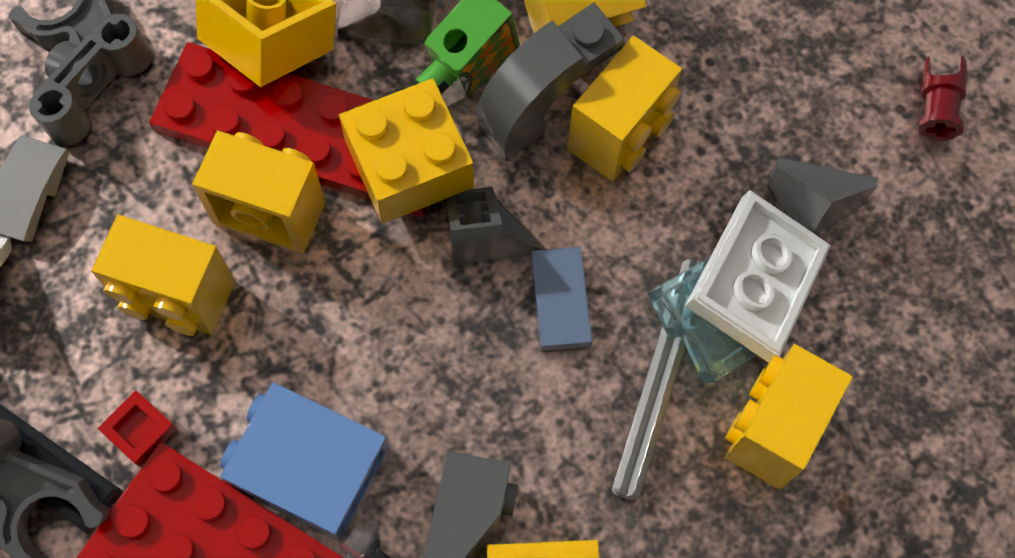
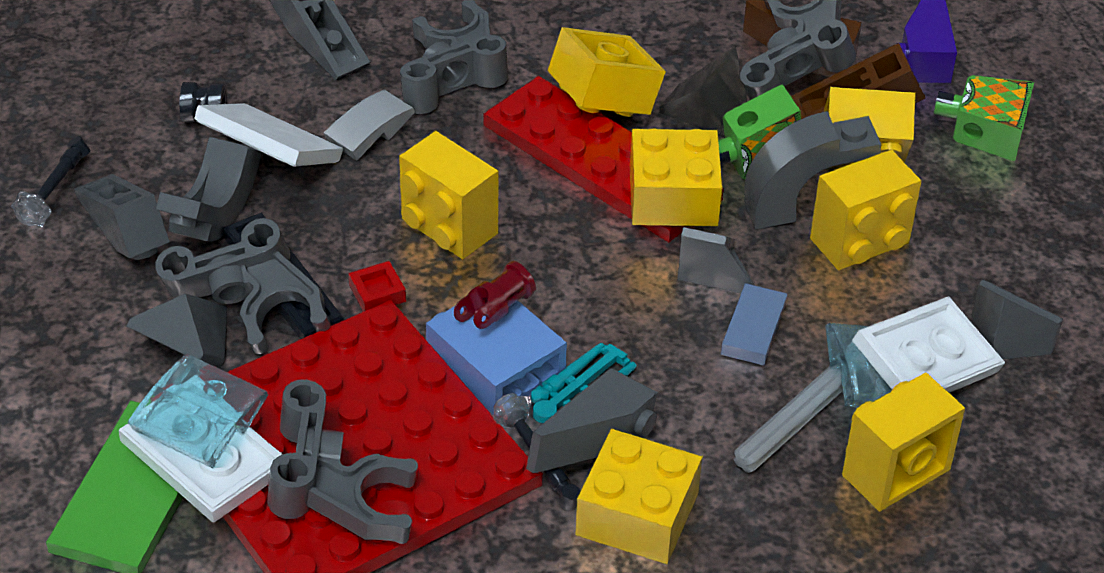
camera: 25 degrees right, 25 degrees down
(260, 190) = (547, 170): yellow brick -> none
(286, 419) = (495, 297): none -> dark red piece
(396, 523) = (554, 385): none -> teal piece

